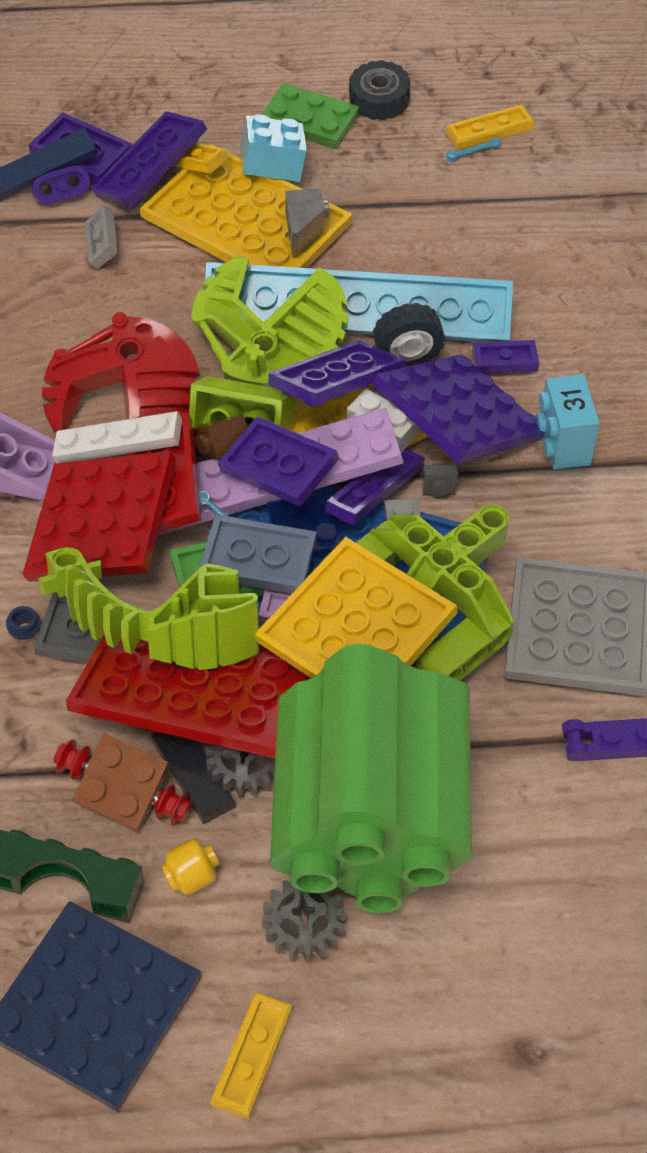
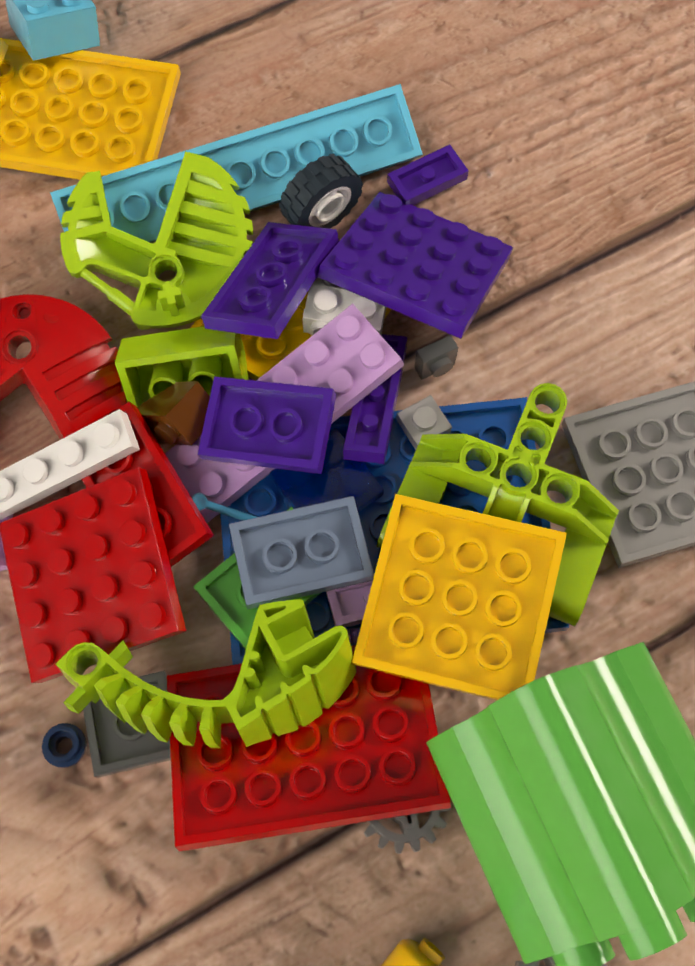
camera: 25 degrees left, 15 degrees up
(122, 782) = (282, 904): dark orange plate -> none
(192, 775) = (361, 856): black tile -> none
(304, 217) = (131, 90): flat silver slope -> none
(568, 421) = (540, 231): medium azure brick -> none

